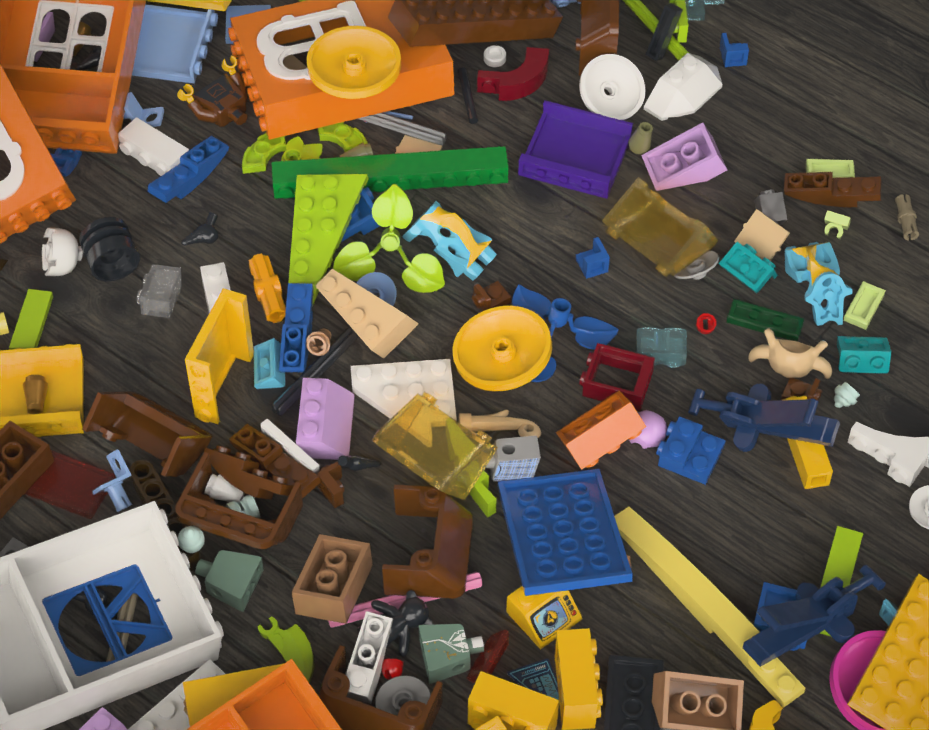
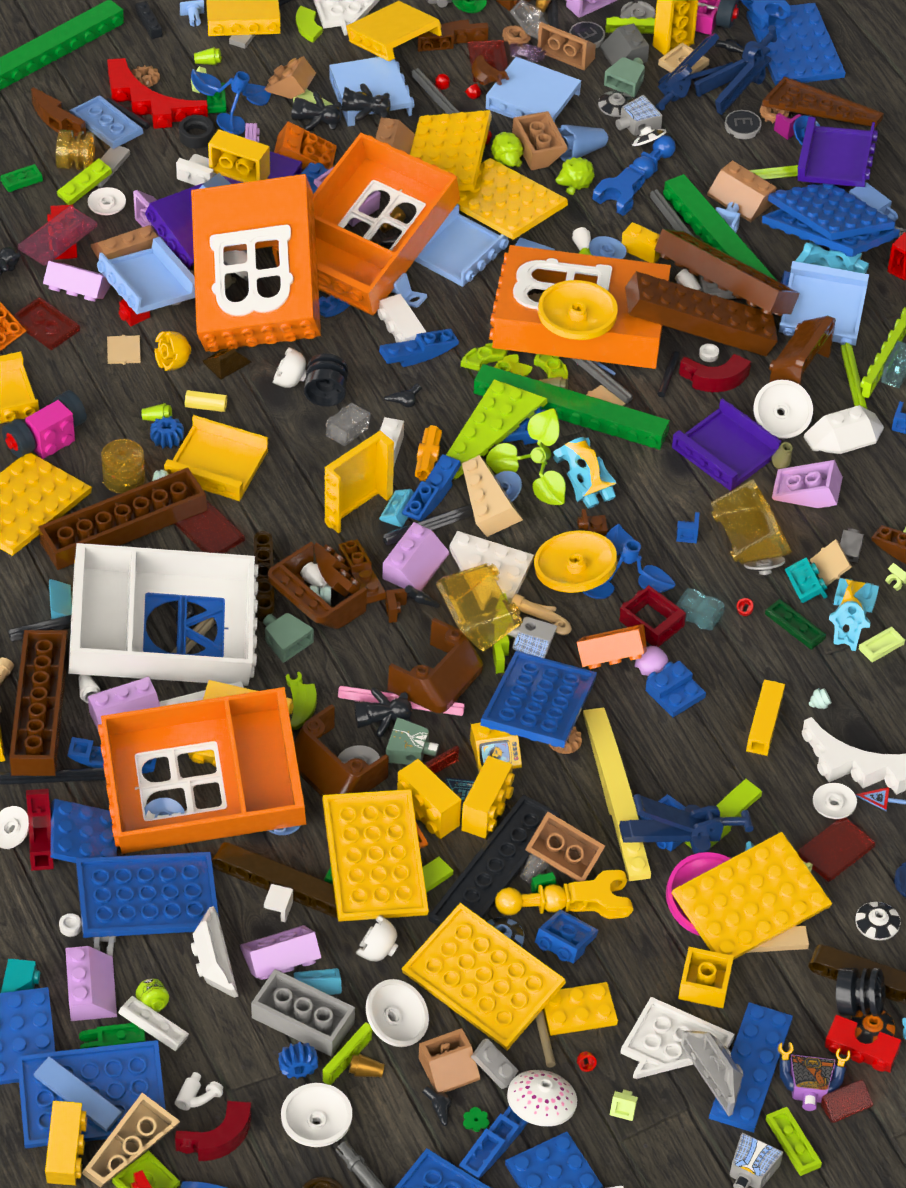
camera: 25 degrees right, 5 degrees down
(31, 319) = (245, 408): lime tile -> none
(35, 392) = (219, 457): pearl gold cone -> none
(114, 487) = (238, 541): light blue bracket -> none
(148, 427) = (284, 512): reddish brown windscreen -> none
(191, 539) = (270, 596): light aqua plate -> none
(220, 100) = (473, 305): reddish brown torso -> none
(288, 446) = (376, 564): white tile -> none
(319, 342) = (441, 504): medium nougat cone -> none
(332, 578) = (354, 662): medium nougat brick -> none
(368, 657) = (348, 722): white slope -> none
(392, 668) = (364, 738): red hinge -> none
(664, 32) = (850, 382): black piece -> none
(758, 415) = (744, 685): dark blue piece -> none
(792, 357) = (792, 654): tan piece -> none
(799, 388) = (793, 685): reddish brown bracket -> none
(863, 354) = (854, 677): teal bracket -> none

